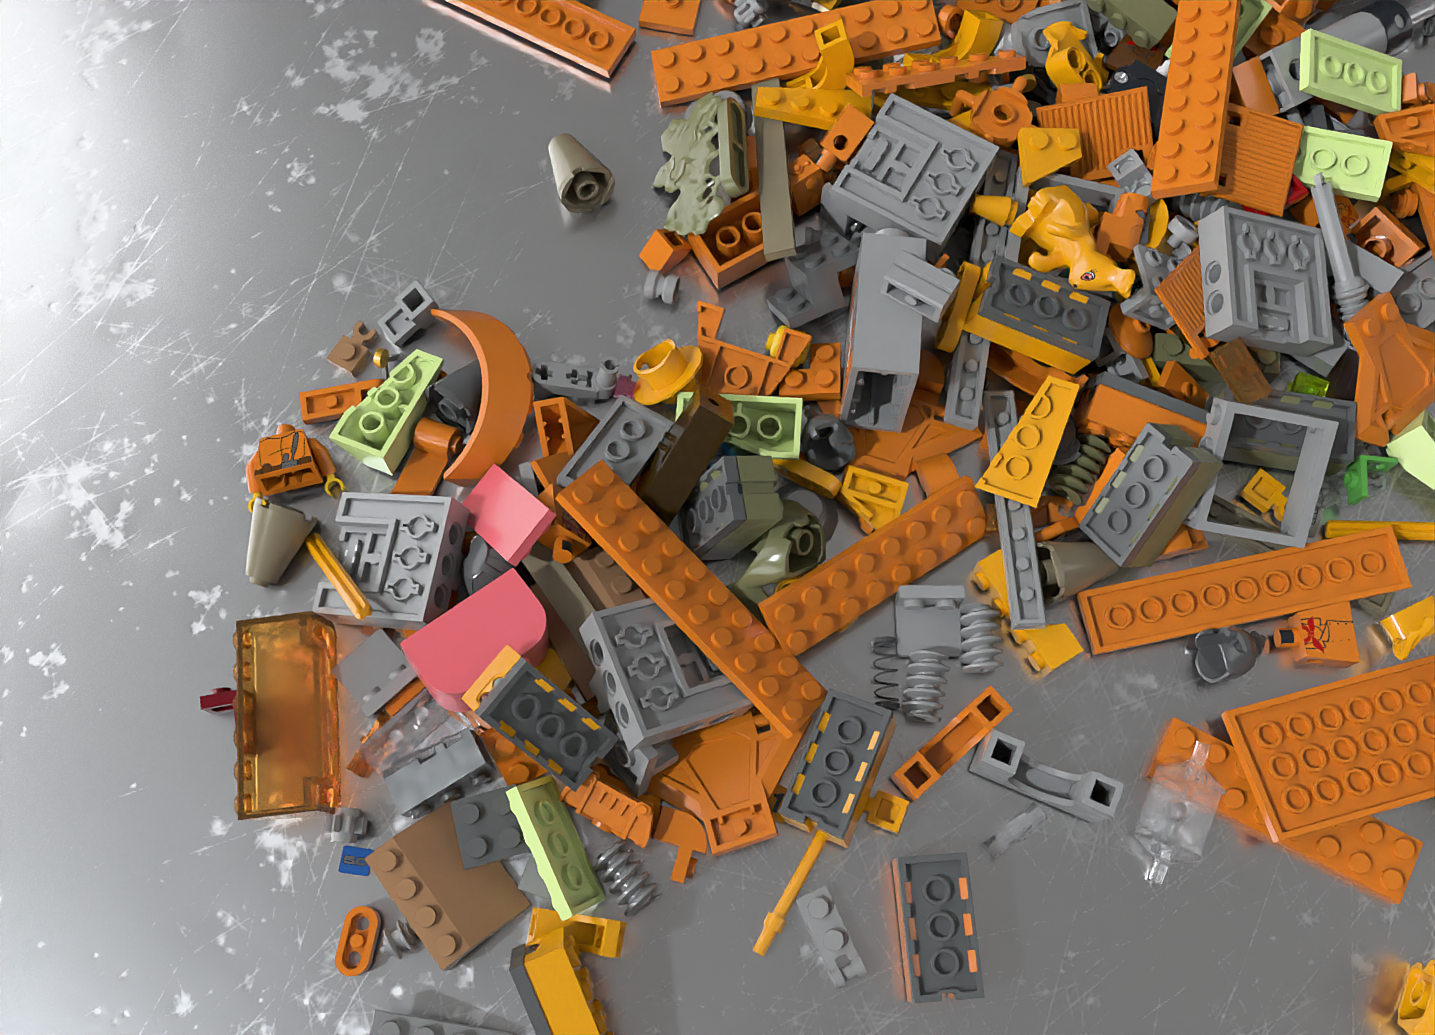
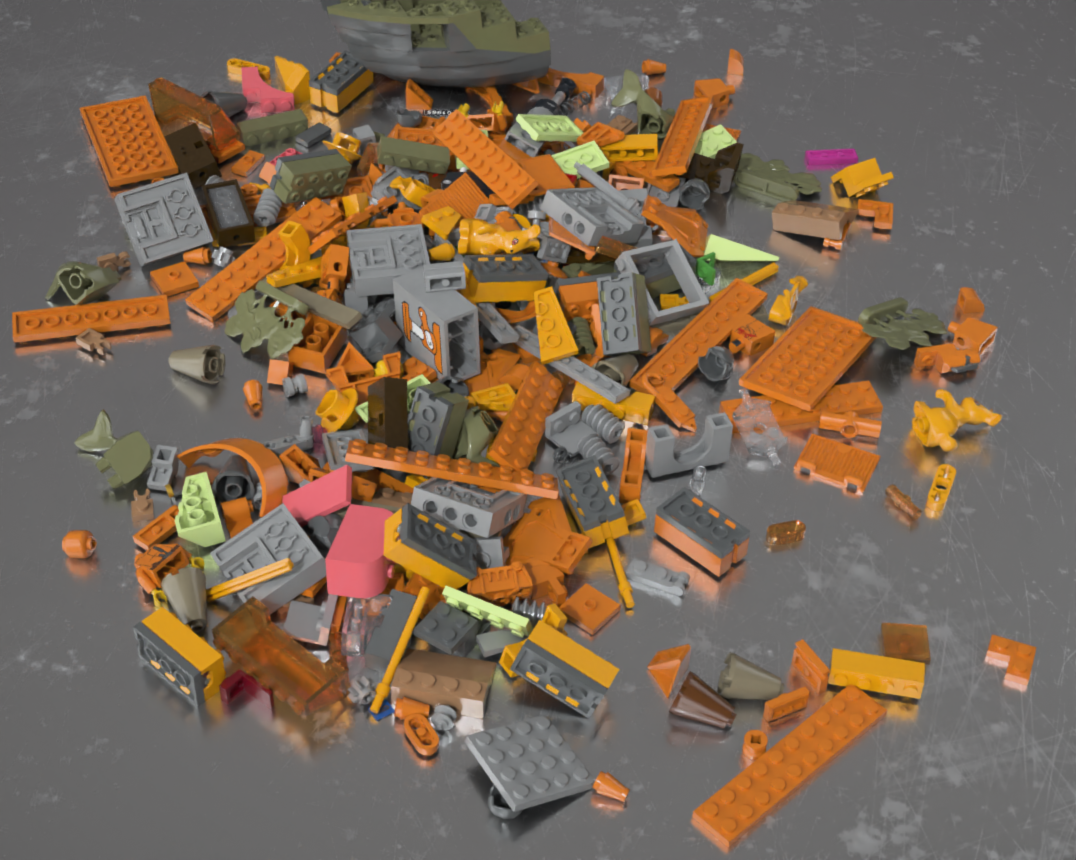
camera: 45 degrees left, 30 degrees down
(195, 619) = (180, 655): none -> piece
(238, 360) = (79, 544): none -> orange head
(370, 841) = (383, 689): none -> light orange bar
(373, 895) = (407, 706): none -> orange cone
(382, 268) = (127, 455): none -> olive hips
(499, 47) = (93, 340): none -> medium nougat plate
(605, 265) = (253, 393): none -> orange cone
(705, 916) = (589, 609): none -> orange plate
(746, 314) = (355, 365): none -> orange slope
(1055, 1011) = (785, 532): none -> clear orange beam
(1098, 671) = (670, 403): none -> orange plate
(1245, 942) = (837, 462): none -> orange window
(1319, 900) = (850, 424): none -> orange piece

